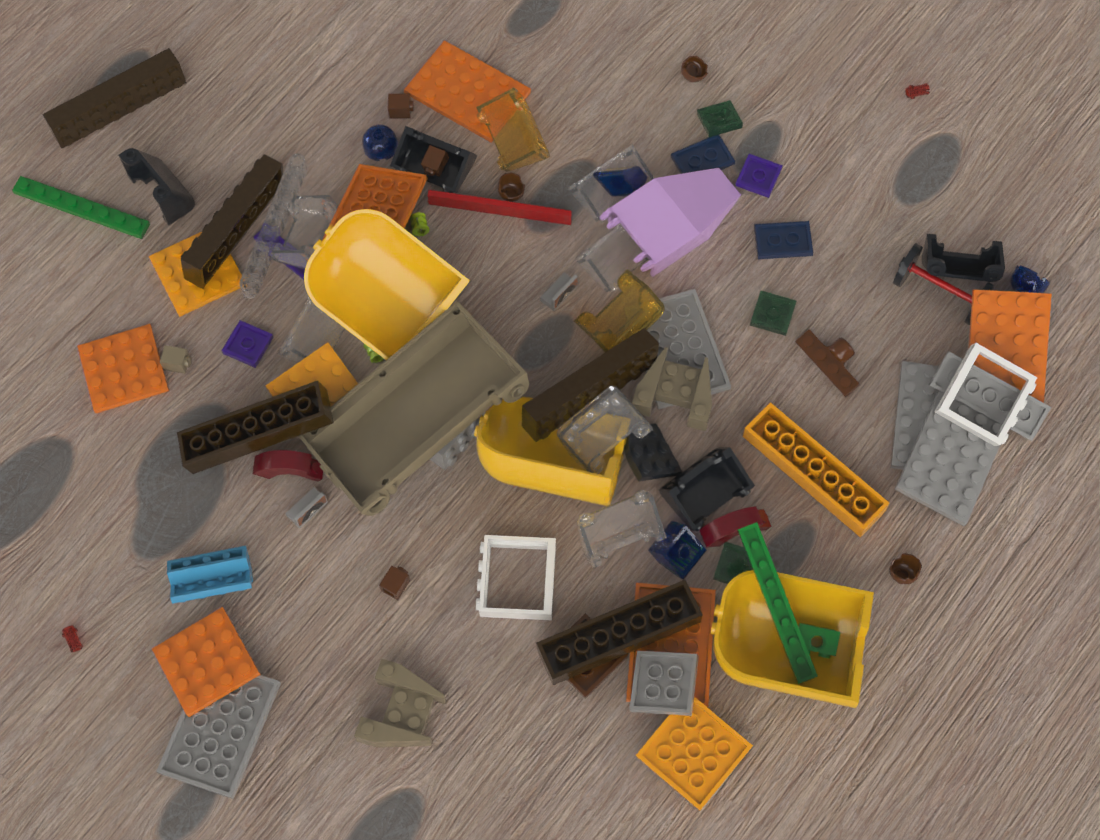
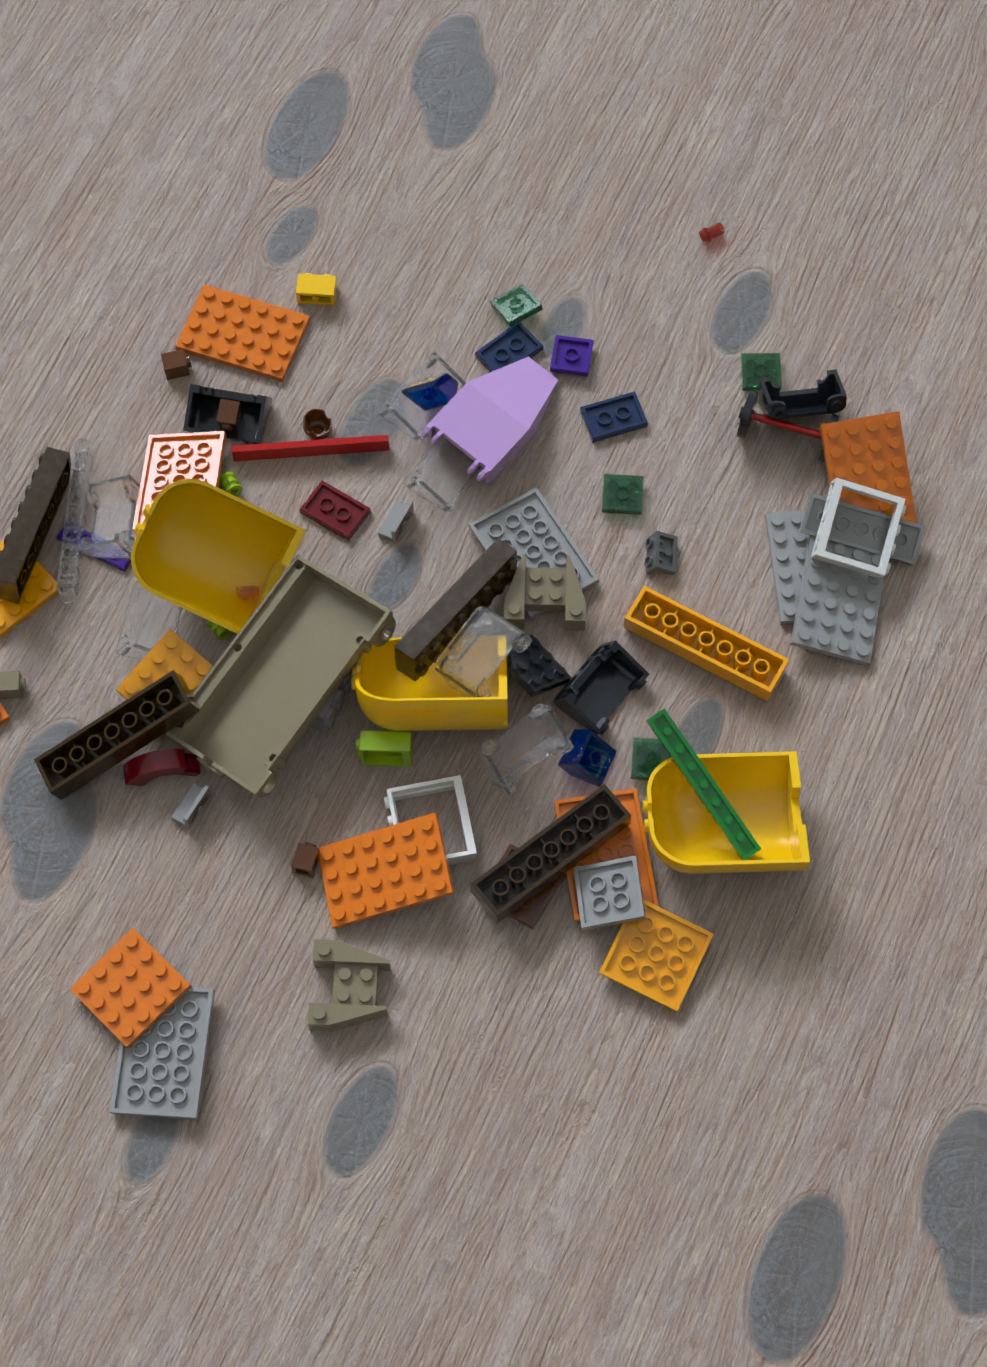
camera: 15 degrees left, 0 degrees up
(209, 574) = (109, 898): dark azure brick -> none
(247, 344) = (81, 651): dark purple plate -> none
(379, 142) = (164, 407): clear blue cylinder -> none
(407, 325) = (247, 592): none -> clear orange plate
(463, 610) = (385, 871): none -> orange plate
(493, 497) = (385, 748): none -> lime window
(507, 268) = (335, 510): none -> dark red tile
(513, 130) = (304, 364): clear yellow windscreen -> none
(543, 66) = (316, 289): none -> yellow brick
(624, 316) = (471, 531): clear yellow windscreen -> none
(694, 69) = (476, 259): reddish brown hair -> none
(726, 526) = (634, 719): dark red arch -> none
(795, 375) = (661, 553): none -> dark grey bracket
(829, 639) = (763, 811): green brick -> none
(830, 360) = (693, 529): reddish brown plate -> none
(905, 569) = (821, 722): reddish brown hair -> none
(931, 222) = (758, 366): none -> clear green plate
(1026, 280) = (871, 403): clear blue cylinder -> none

